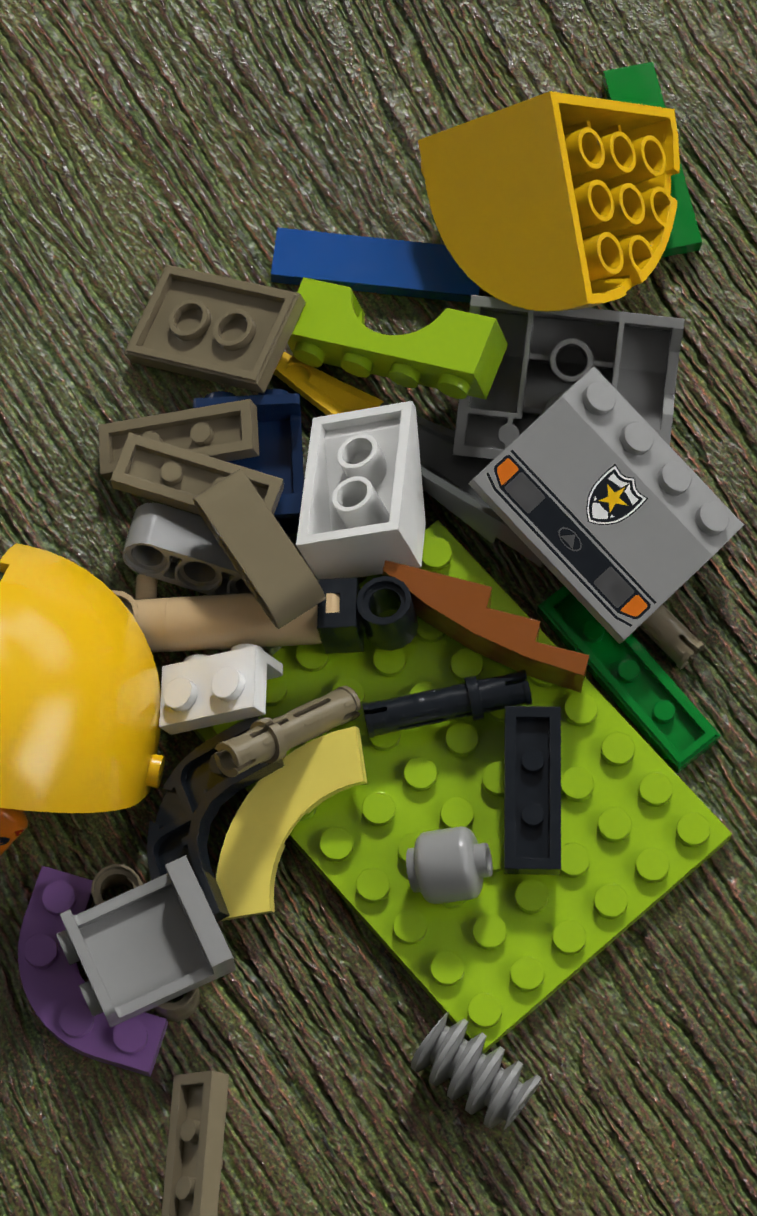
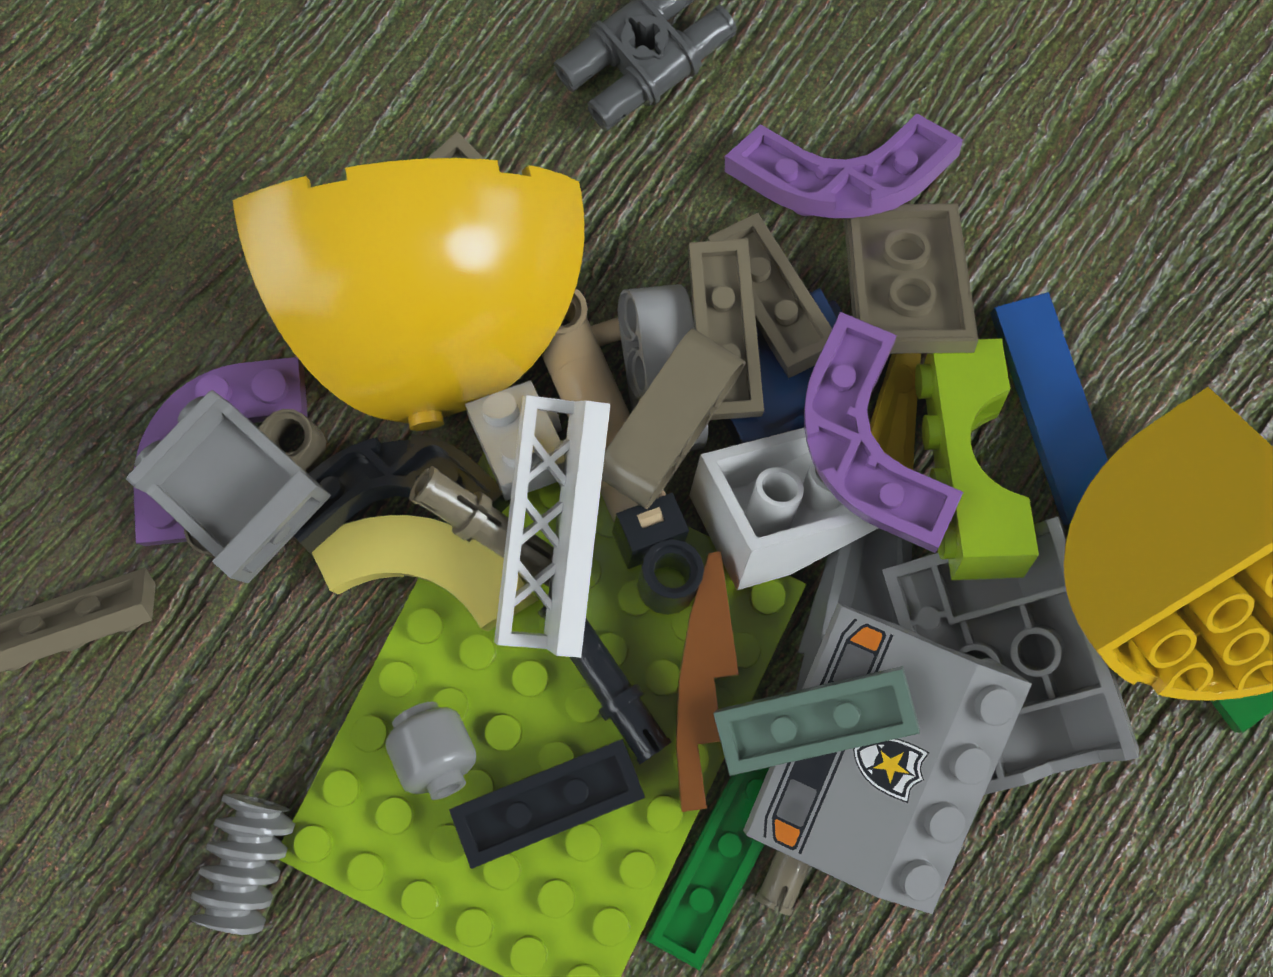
camera: 70 degrees right, 10 degrees up
(108, 351) = (841, 186): none -> medium lavender plate
(317, 660) = (574, 528): none -> white fence
(349, 426) = (848, 453): none -> medium lavender plate
(554, 536) = (817, 721): none -> sand green plate

